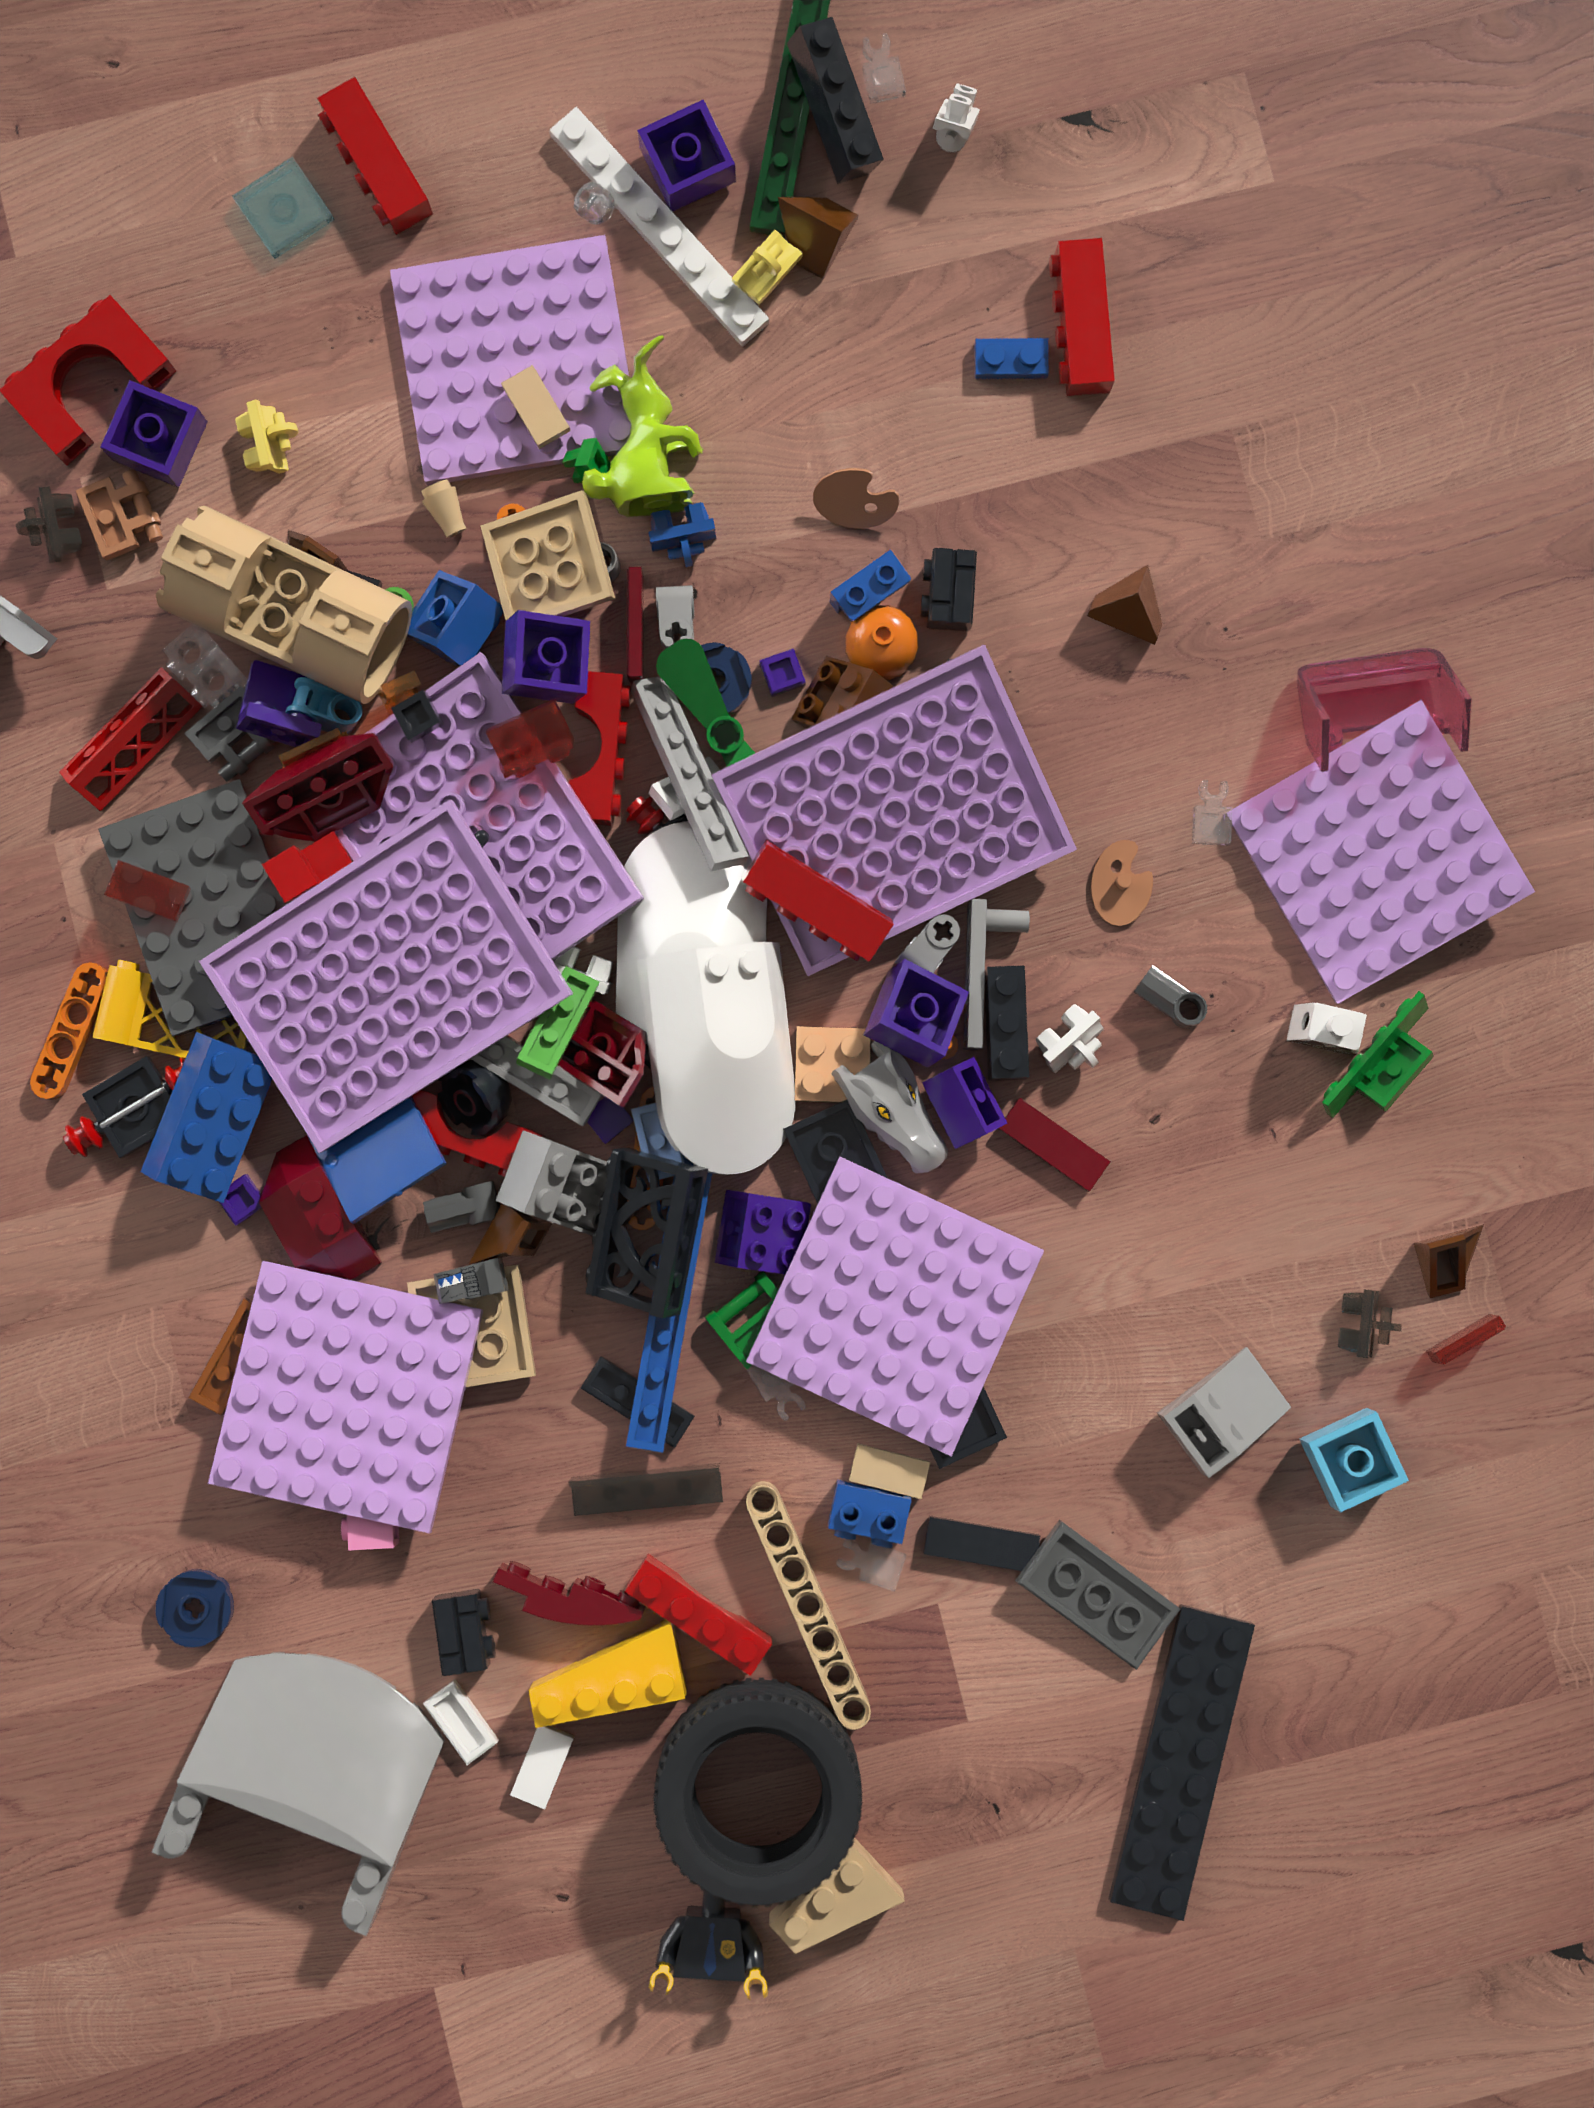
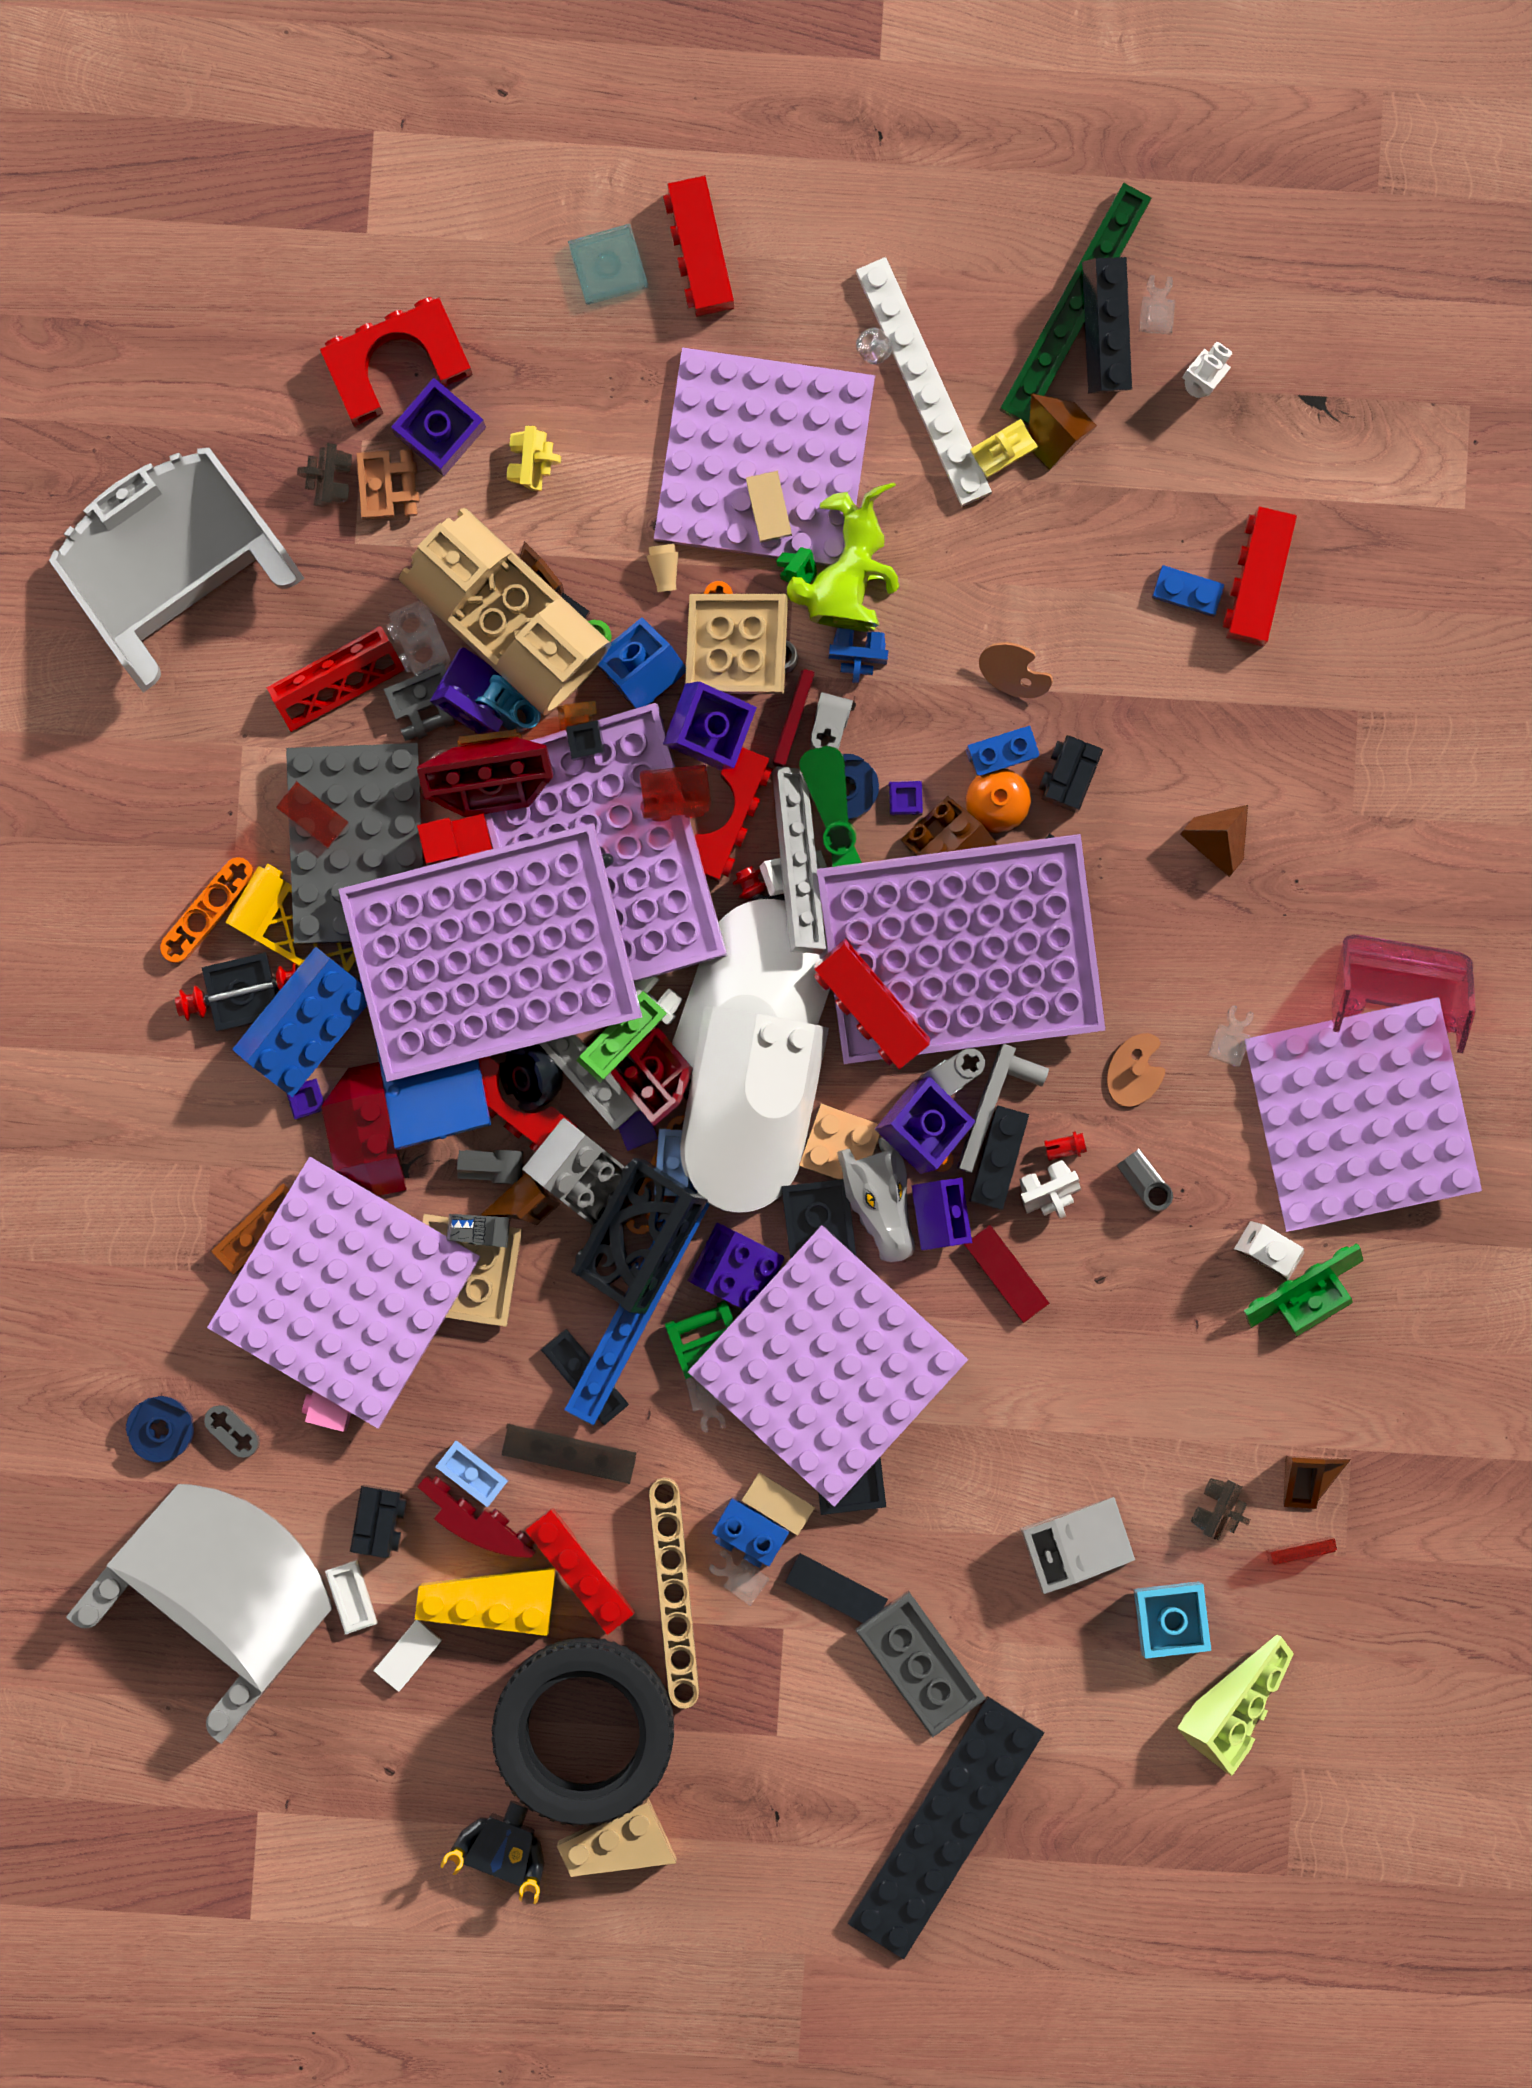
camera: 20 degrees right, 0 degrees up
(270, 1592) = (226, 1436): none -> dark grey beam
(548, 1546) = (471, 1473): none -> light blue plate
(687, 155) = (966, 331): dark purple brick -> none
(1073, 988) = (1065, 1146): none -> red pin
(1443, 1542) = (1227, 1714): none -> yellowish green wedge

